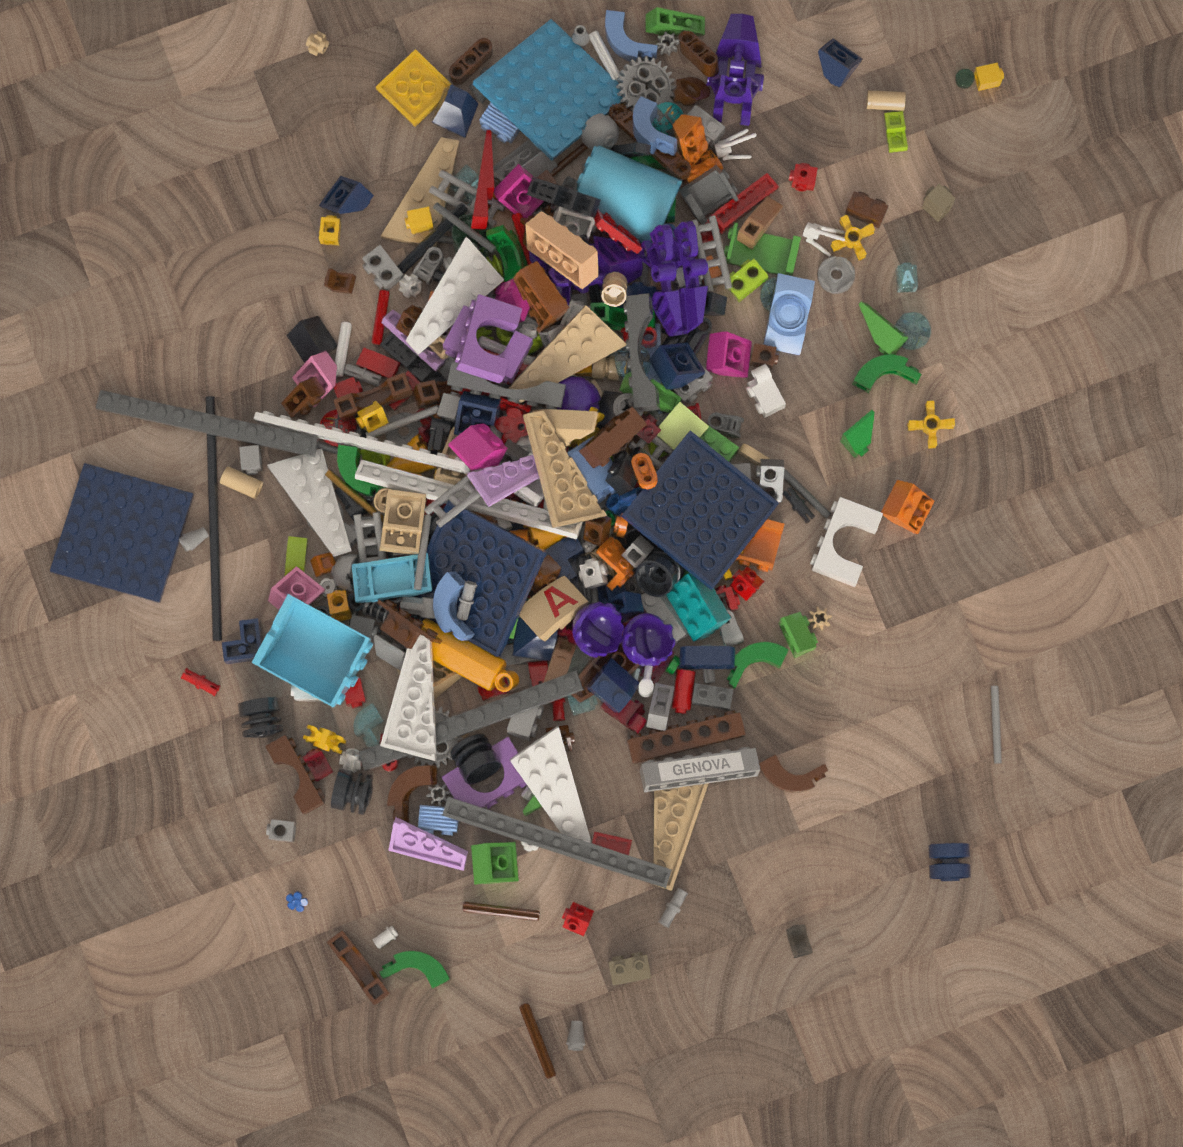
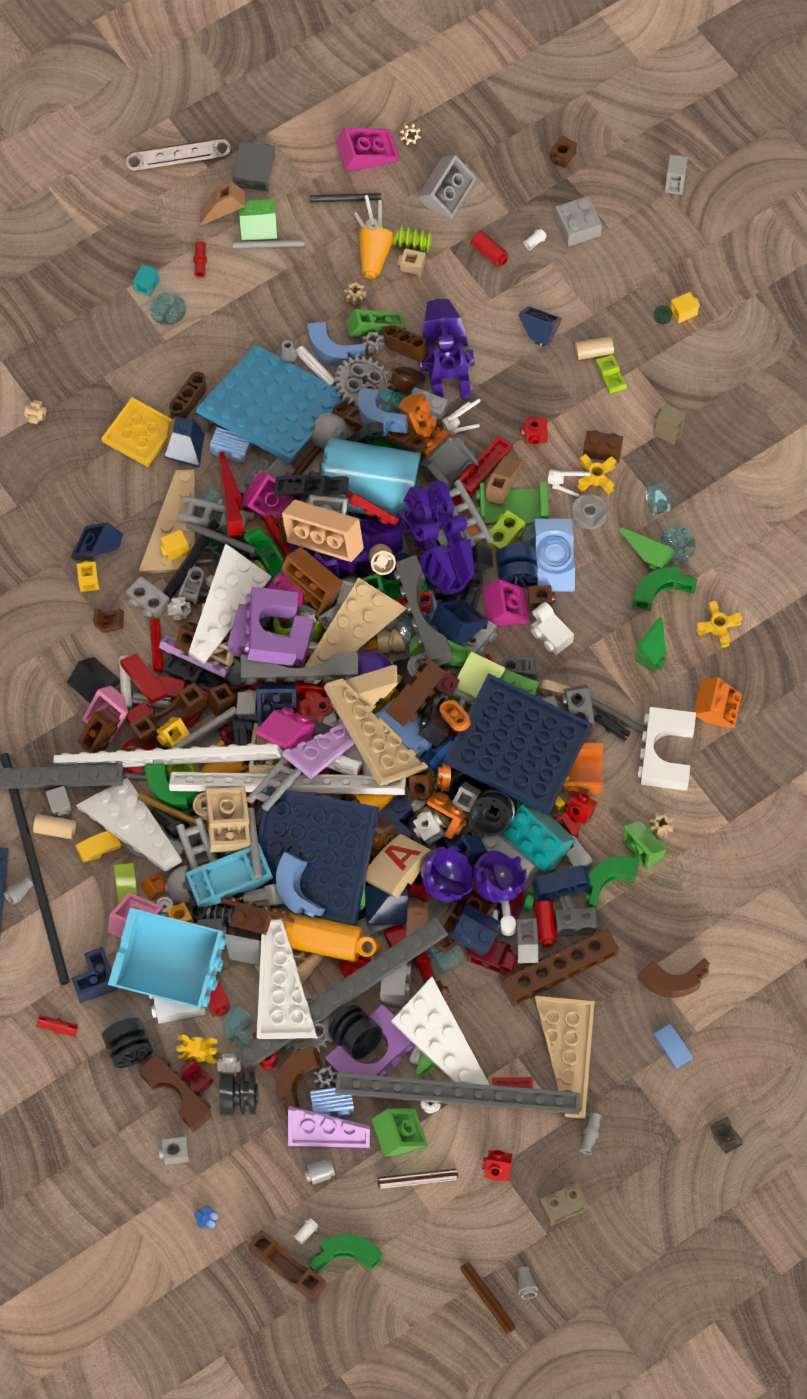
camera: 15 degrees left, 15 degrees down
(277, 511) = (97, 845): none -> yellow slope
(359, 352) = (143, 678): none -> red tile
(410, 883) = (319, 1171): none -> light grey brick
(466, 600) = (309, 877): light grey axle -> none
(699, 769) = (582, 991): light grey brick -> none
(748, 319) = (517, 565): none -> dark blue wheel
(772, 840) = (673, 1046): none -> medium blue slope

